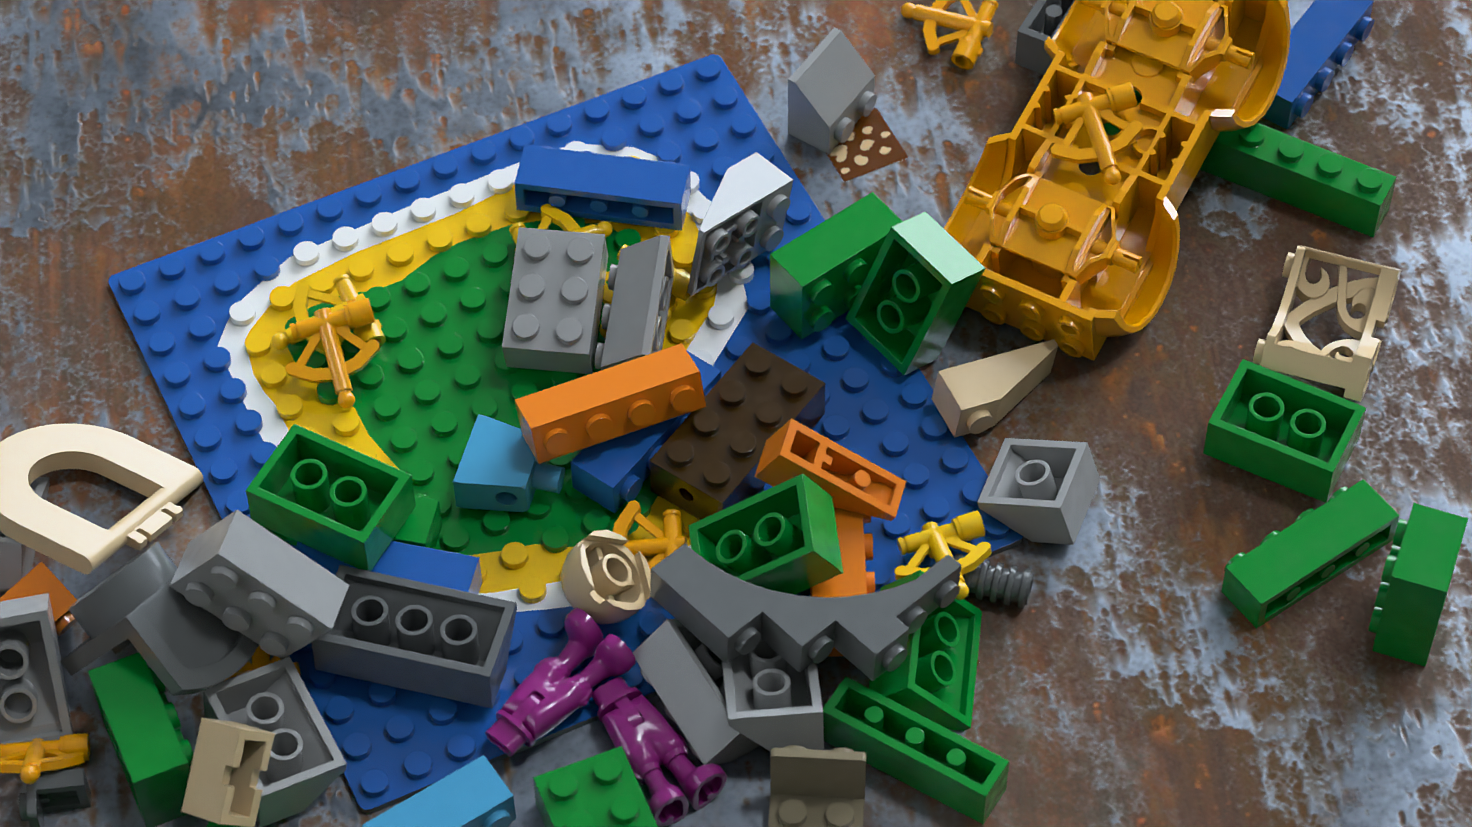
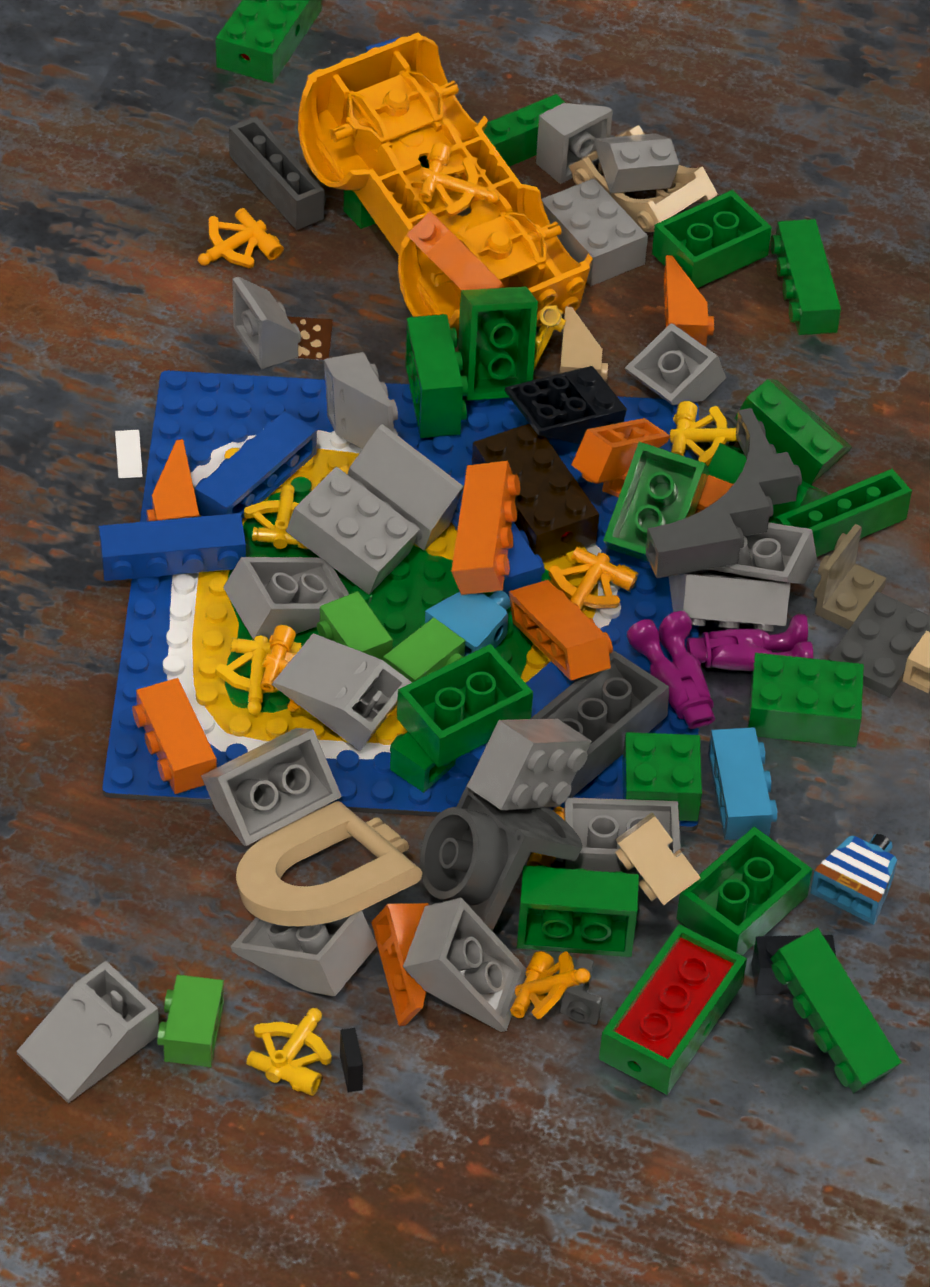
camera: 65 degrees left, 5 degrees down
(170, 400) = (272, 785): none -> light grey slope
(190, 292) = (174, 735): none -> orange brick
(323, 386) = (341, 688): none -> light grey slope
(385, 736) = (664, 770): none -> green brick
(422, 446) = (426, 651): none -> bright green brick
(423, 375) = (354, 625): none -> bright green brick
(442, 295) = (282, 592): none -> light grey slope
(446, 171) = (171, 546): none -> blue brick
(496, 144) = (174, 491): none -> orange slope
(517, 541) = (560, 629): none -> orange brick
(584, 84) = (128, 454): none -> white sticker
(606, 578) = (614, 605): tan cylinder -> none
(875, 403) = (567, 404): none -> black slope
(983, 182) = (452, 255): none -> orange slope
(989, 331) = (551, 320): none -> yellow piece
(1030, 642) = (796, 430): none -> green slope
(1149, 459) = (685, 304): none -> orange slope
(1212, 315) = (597, 226): none -> light grey brick
(1333, 293) = (637, 162): none -> light grey slope
(1339, 220) = (569, 135): none -> light grey slope
(1416, 583) = (883, 228): green brick -> none

